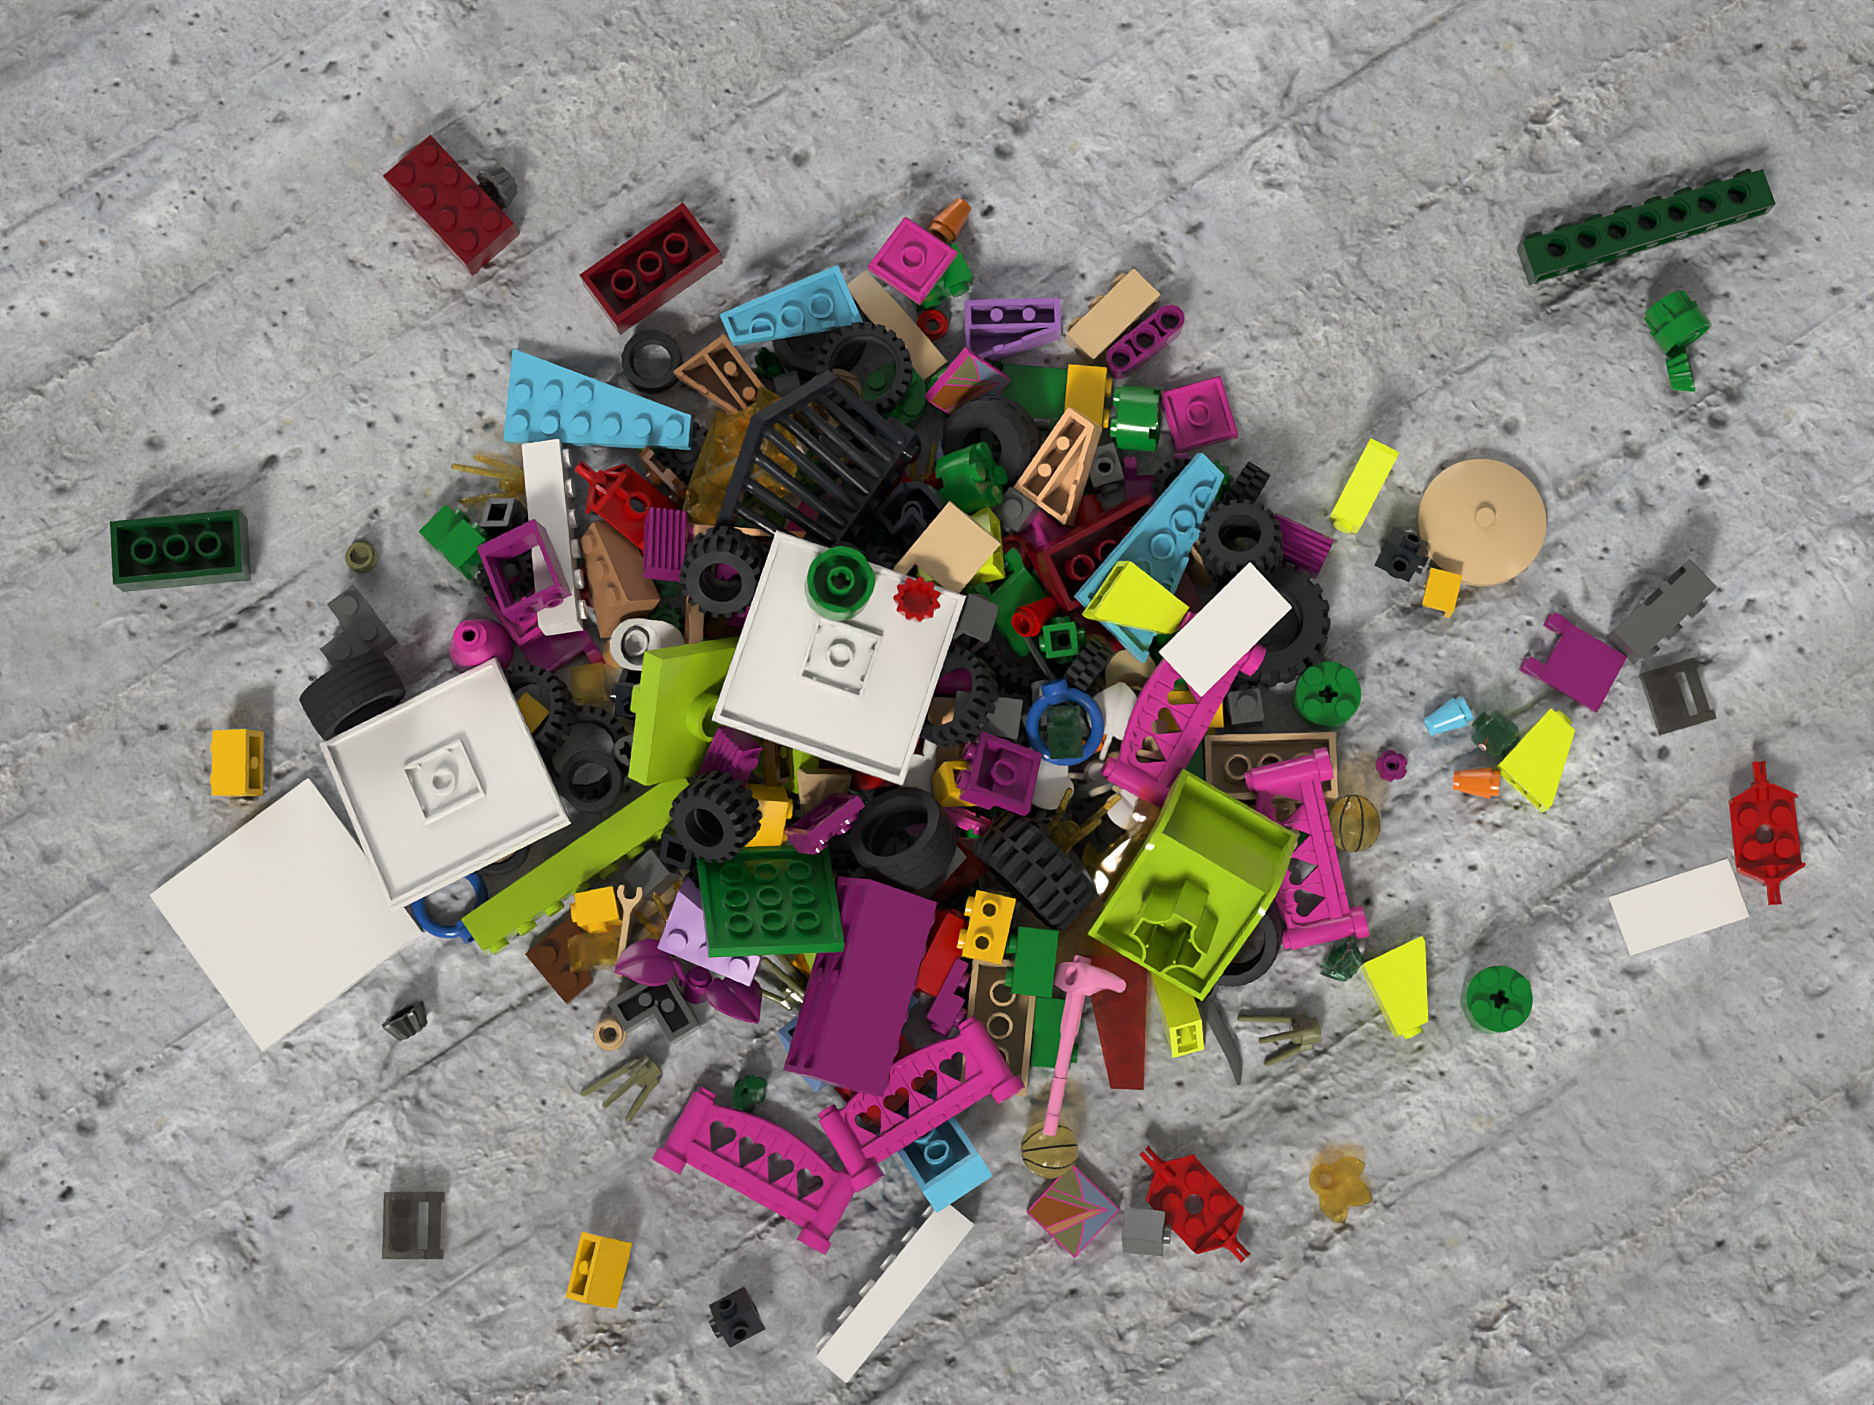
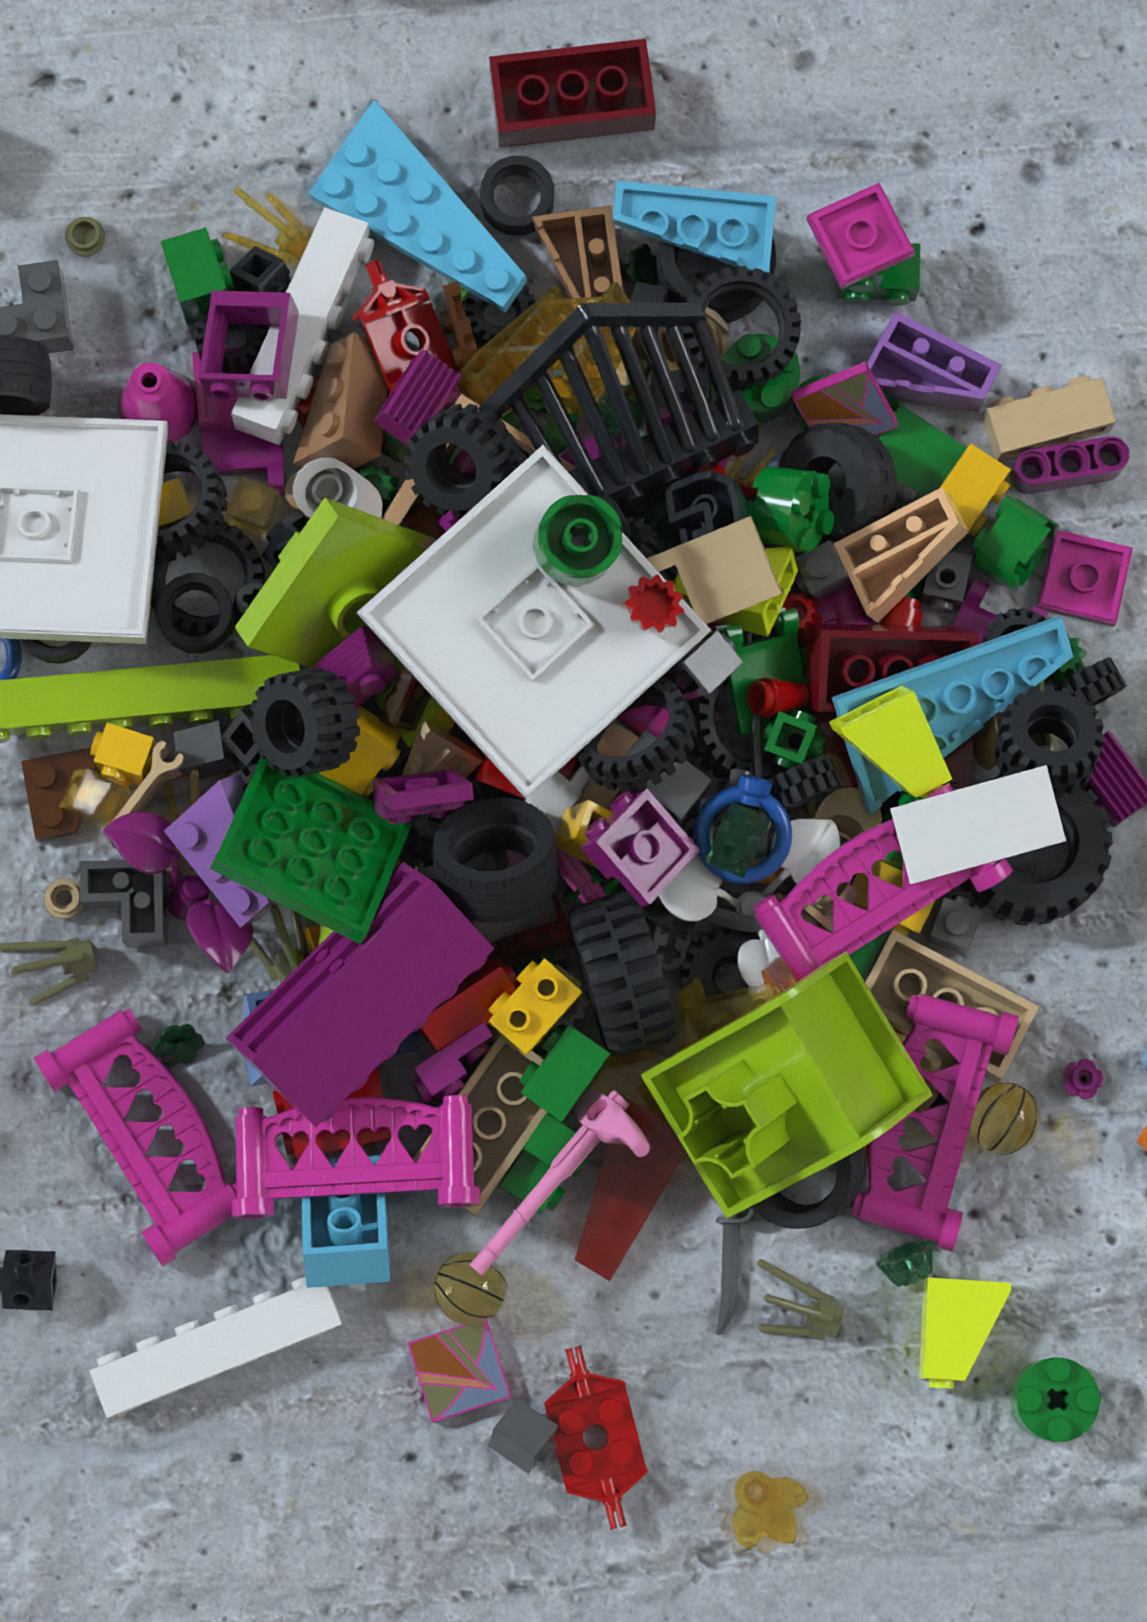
camera: 20 degrees right, 0 degrees up
(884, 310) = (800, 273): tan slope -> none
(933, 316) = (850, 310): red plate -> none
(950, 221) = (928, 218): orange cone -> none
(1068, 833) = (681, 954): clear yellow plant -> none
(1179, 1017) = (692, 1224): neon yellow slope -> none
(1339, 683) = (1075, 956): green brick -> none

